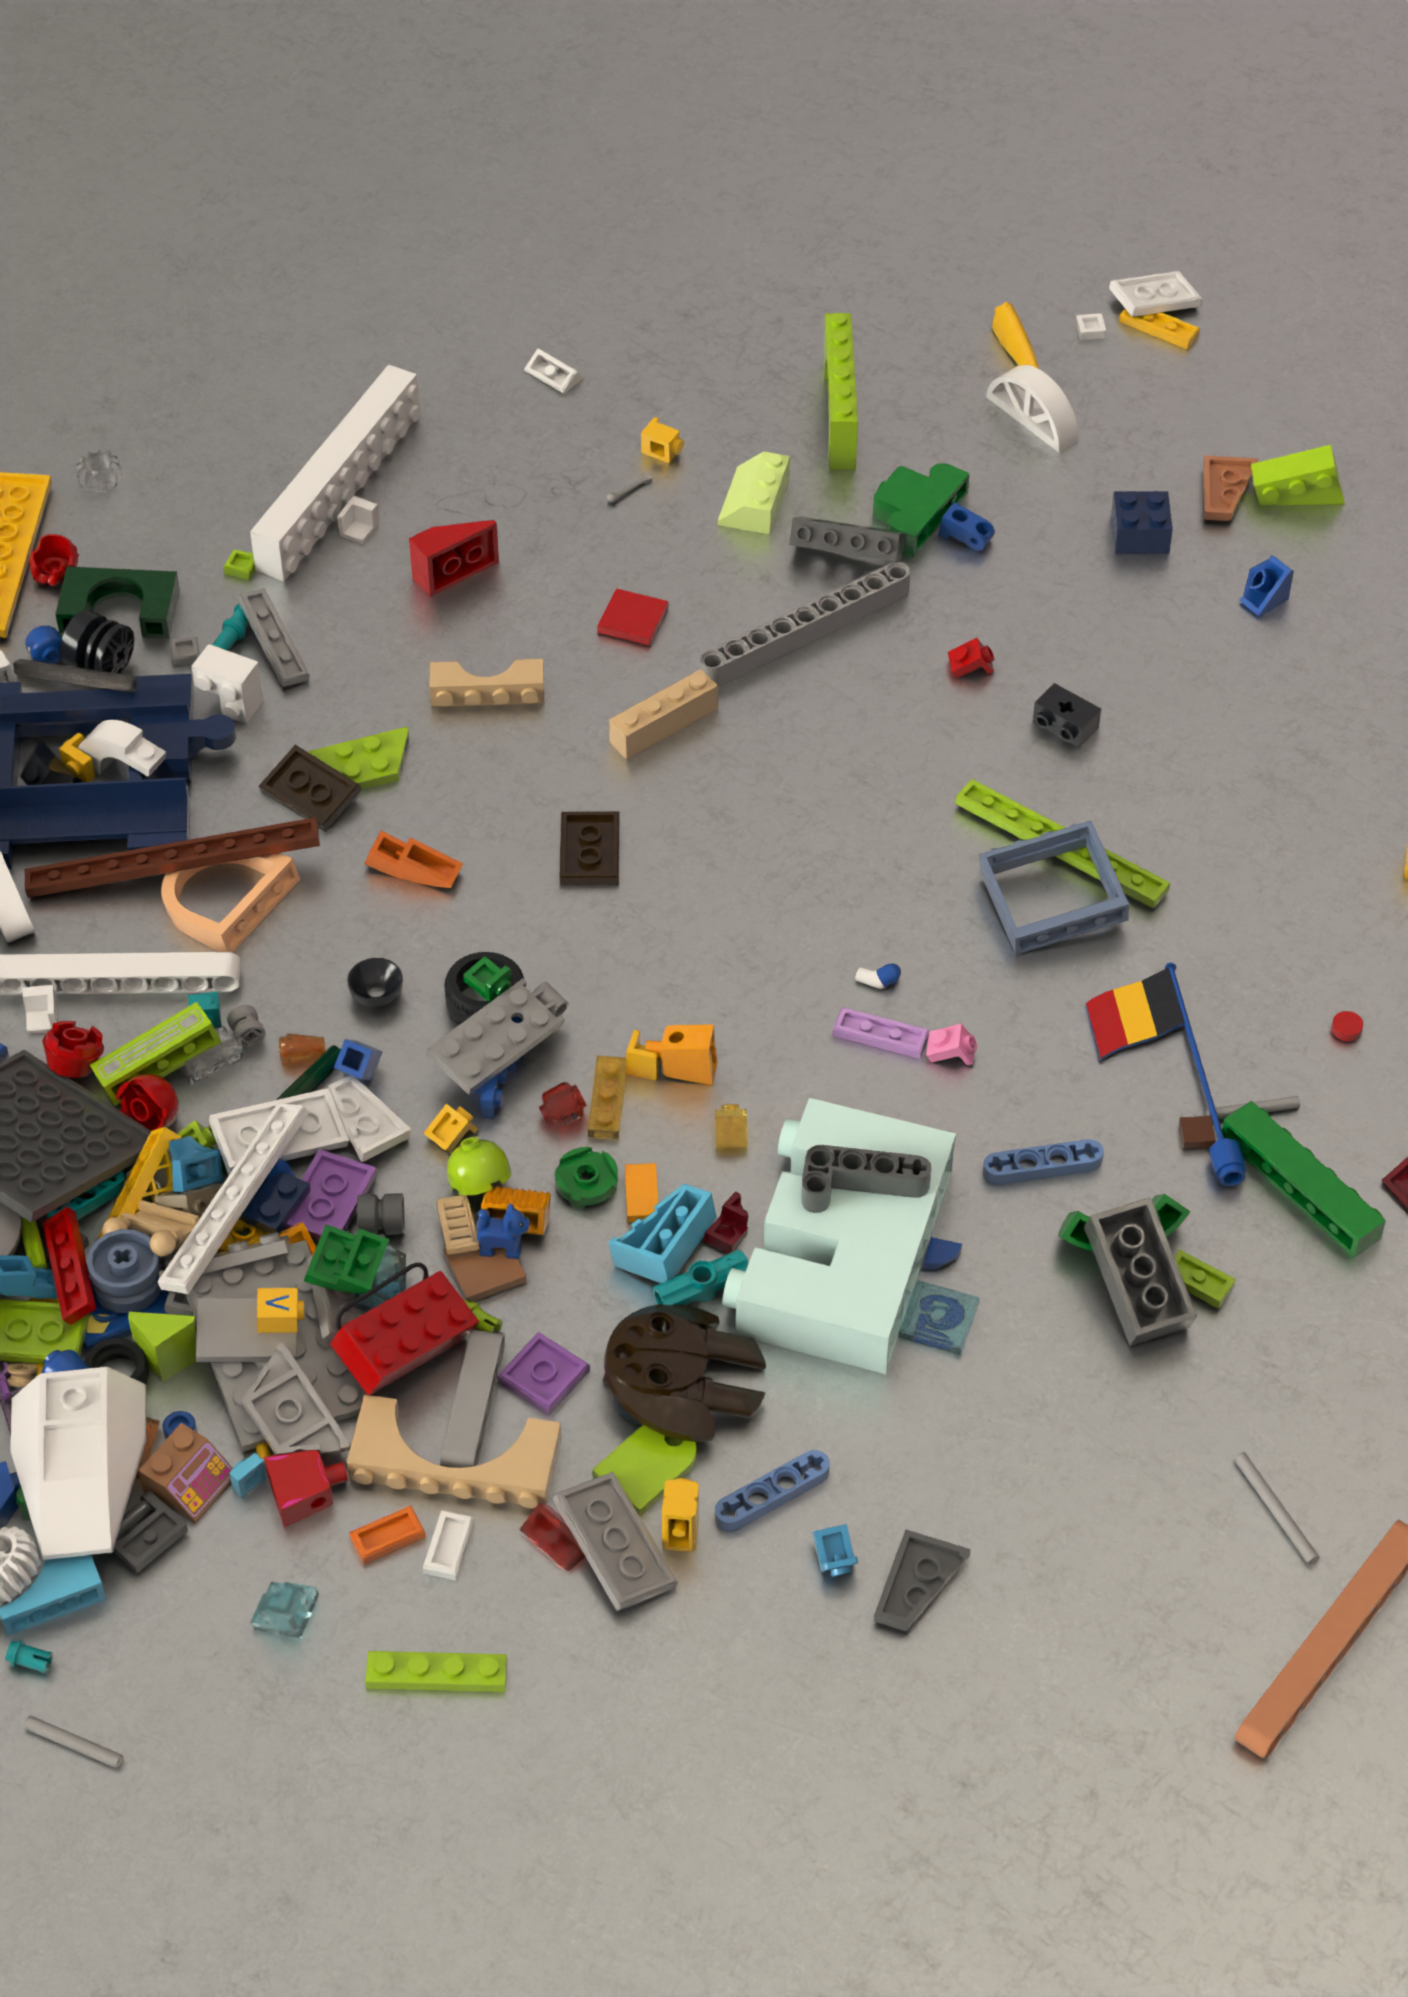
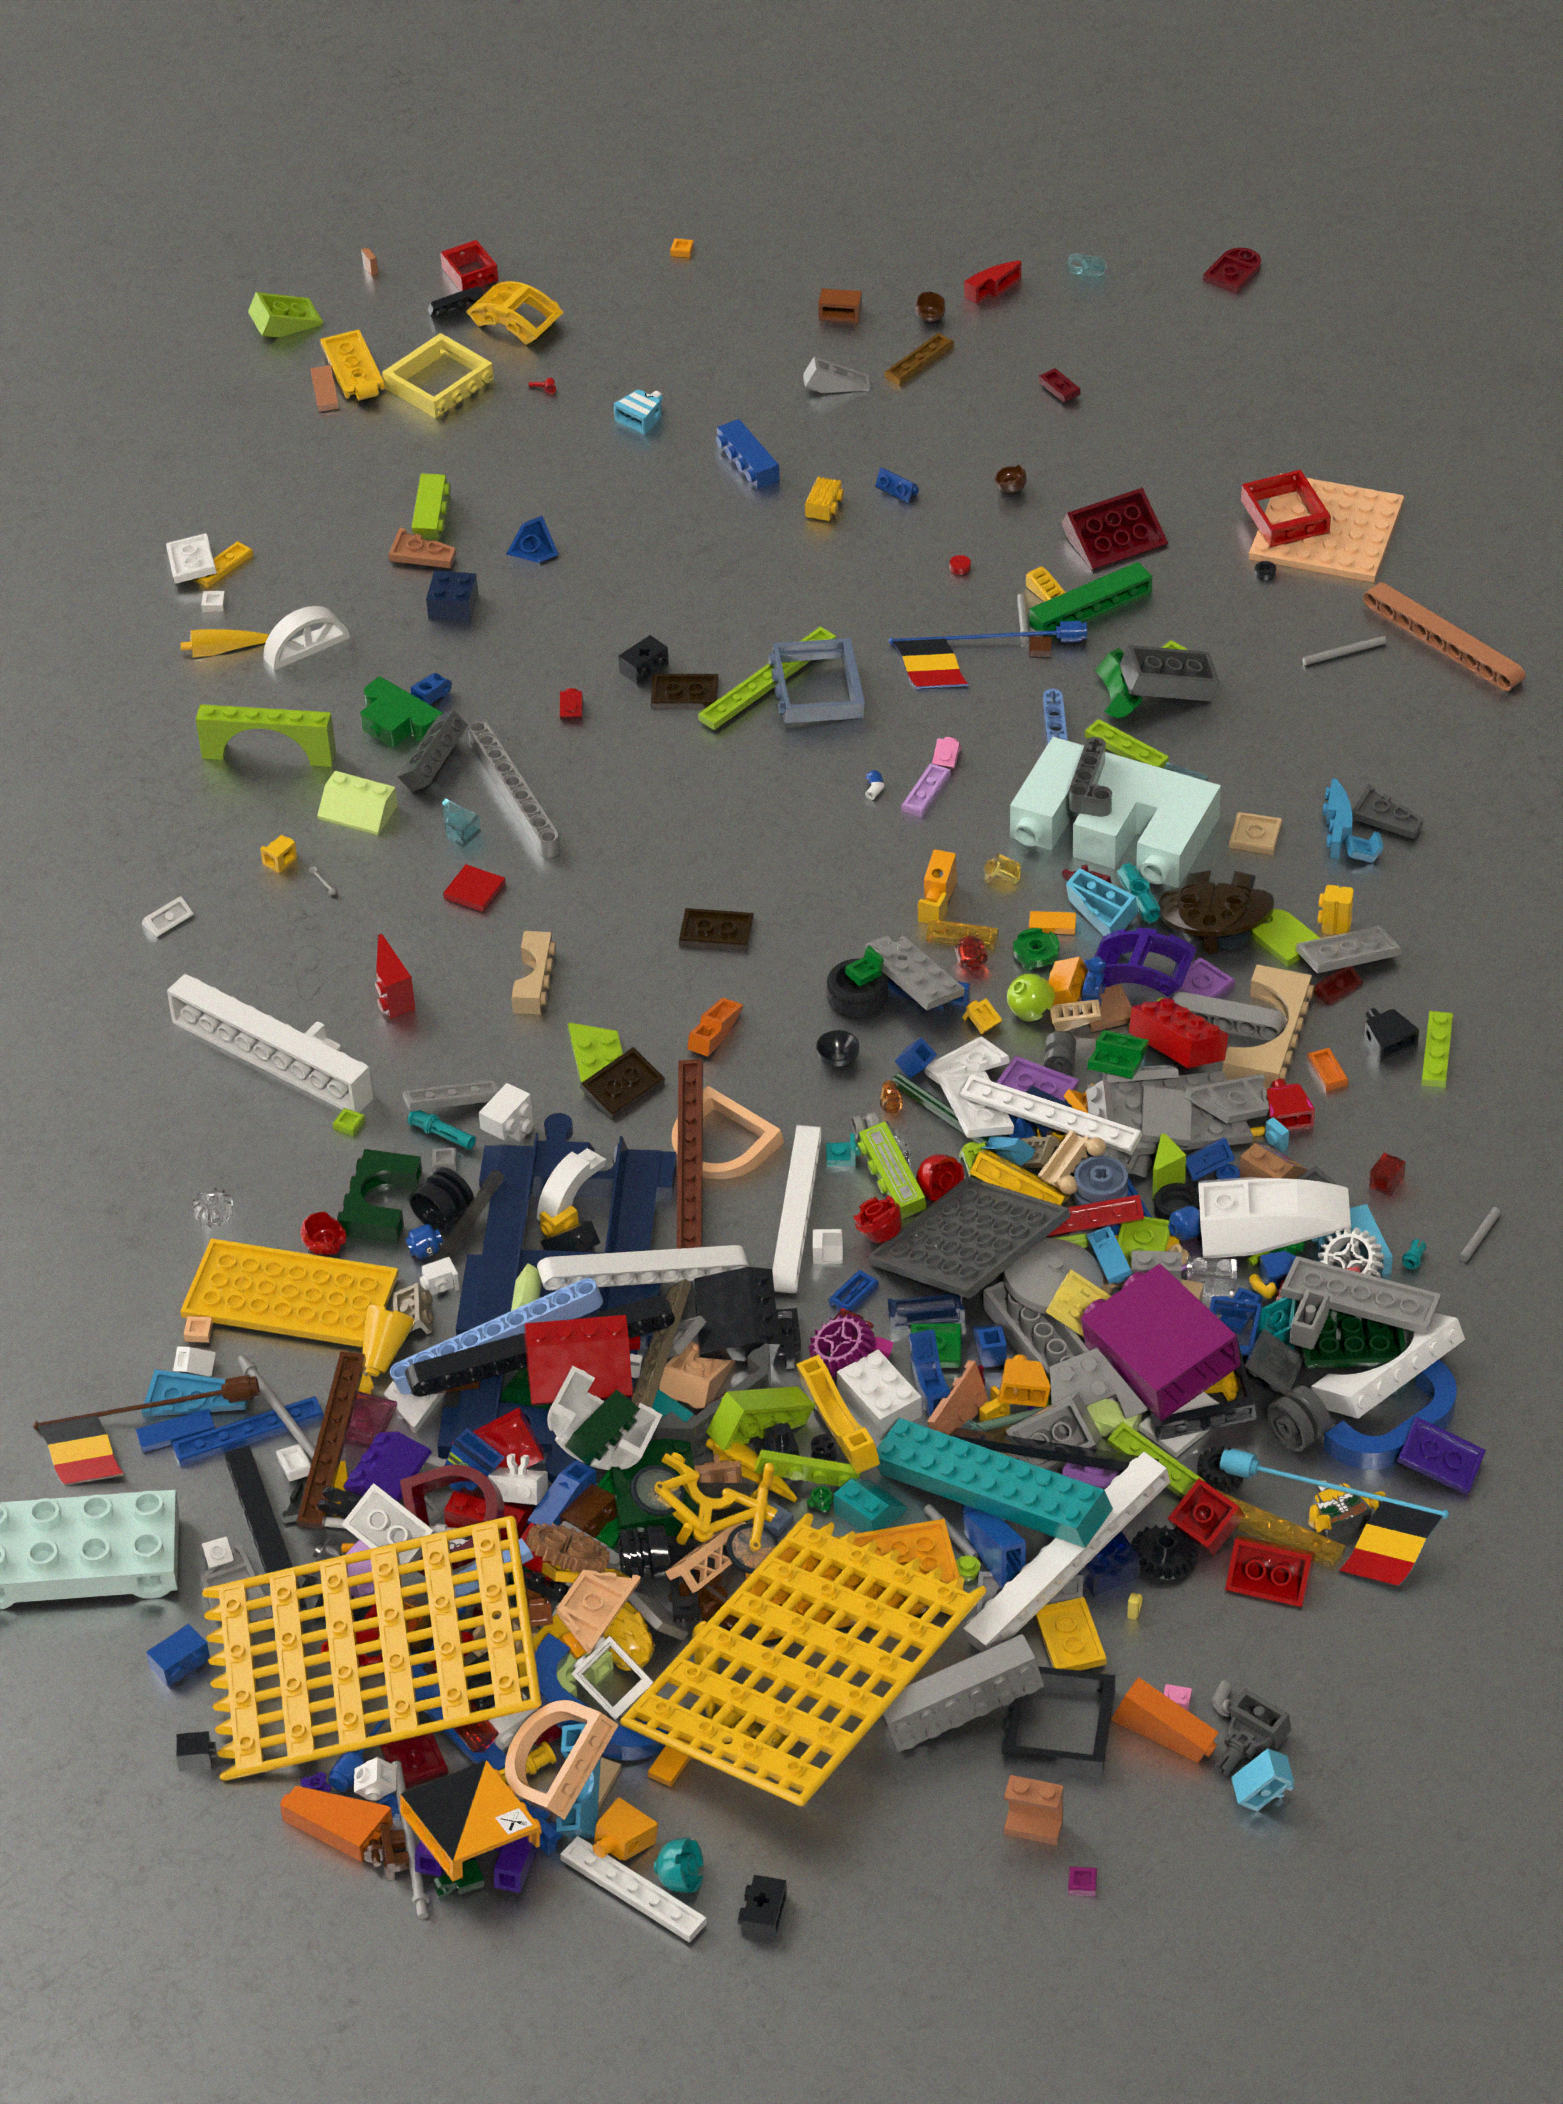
camera: 80 degrees left, 5 degrees down
(176, 1614) = (1387, 1174): none -> clear red brick
(192, 1394) = (1208, 1159): none -> blue tile
(278, 1310) = (1162, 1088): yellow brick -> none
(285, 1609) = (1388, 1116): clear light blue brick -> none
(378, 1287) = (1152, 1044): black piece -> none
(448, 1545) = (1338, 1038): white tile -> none
(453, 1601) = (1389, 1033): none -> black torso
(557, 1264) = (1140, 943): none -> dark purple window
(663, 714) = (593, 872): tan brick -> none
(735, 583) = (460, 823): none -> clear light blue slope
(768, 1485) = (1305, 878): medium blue beam -> none
(855, 1418) = (1255, 833): none -> tan tile
(887, 1521) = (1338, 817): none -> dark azure slope
(1002, 1246) = (1126, 745): none -> lime plate
(1024, 766) = (684, 691): none -> dark brown tile
(1332, 1112) = (1041, 576): none -> yellow slope

